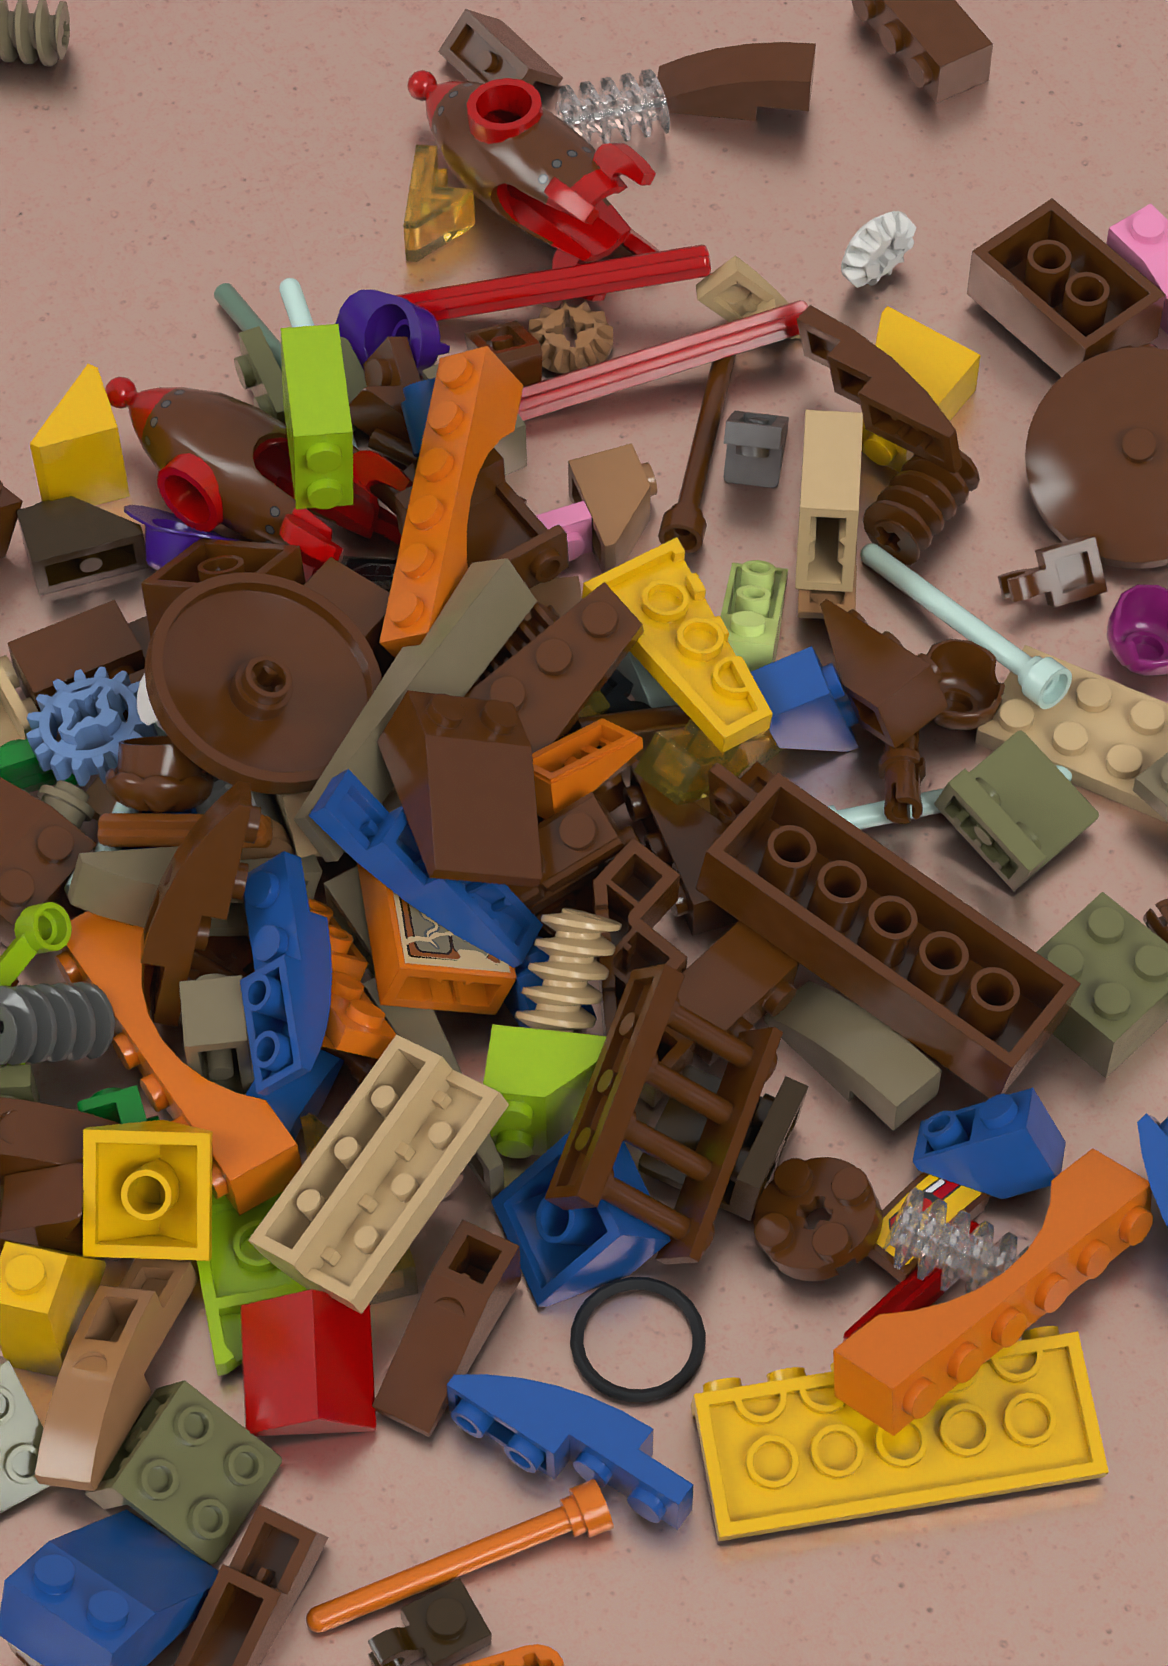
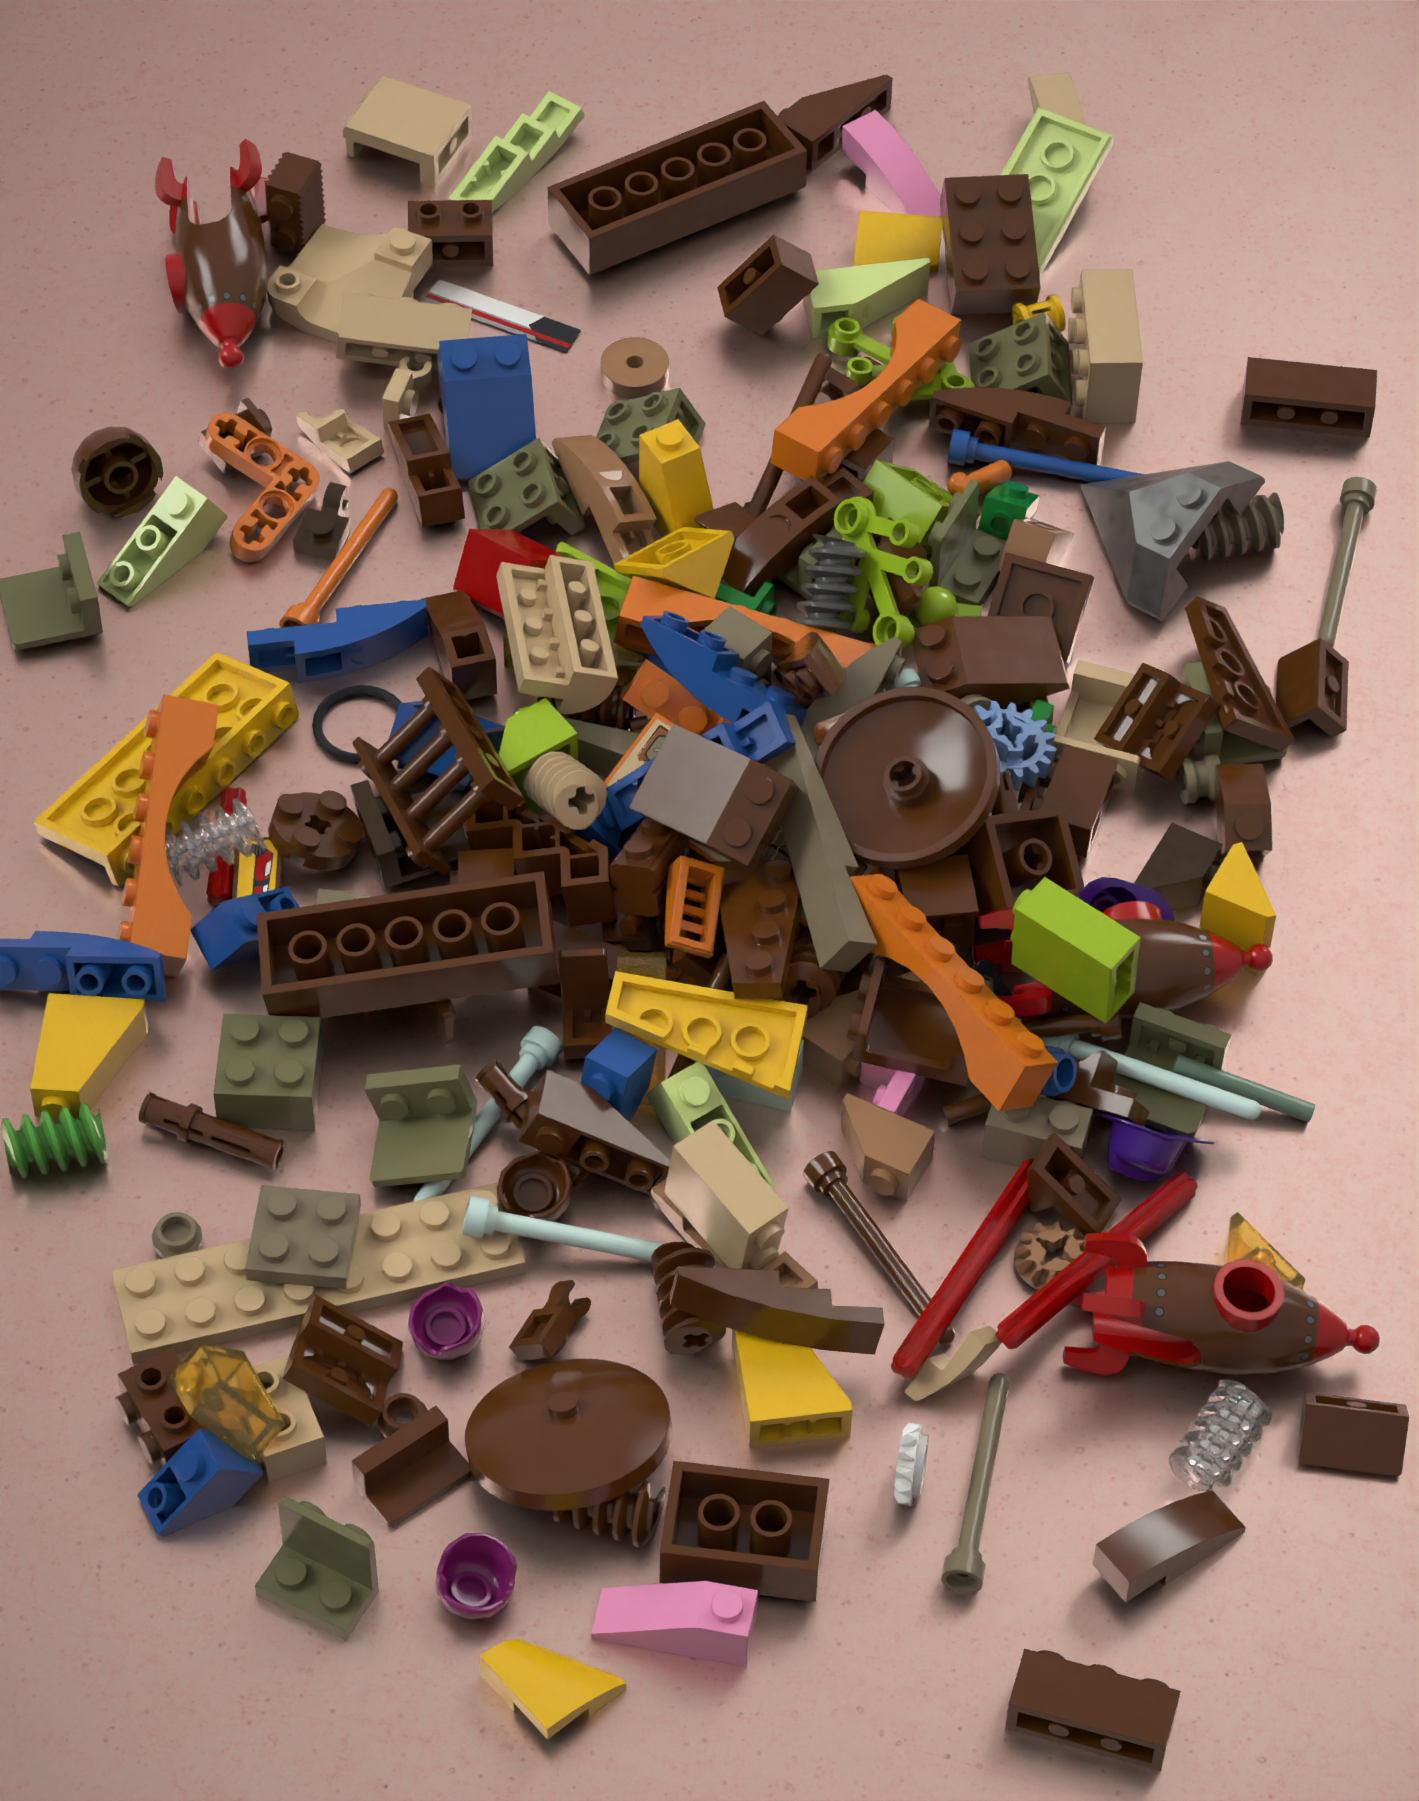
camera: 135 degrees right, 5 degrees down
(754, 448) = (844, 1260): flat silver slope -> none
(908, 176) = (964, 1567): none -> dark tan piece

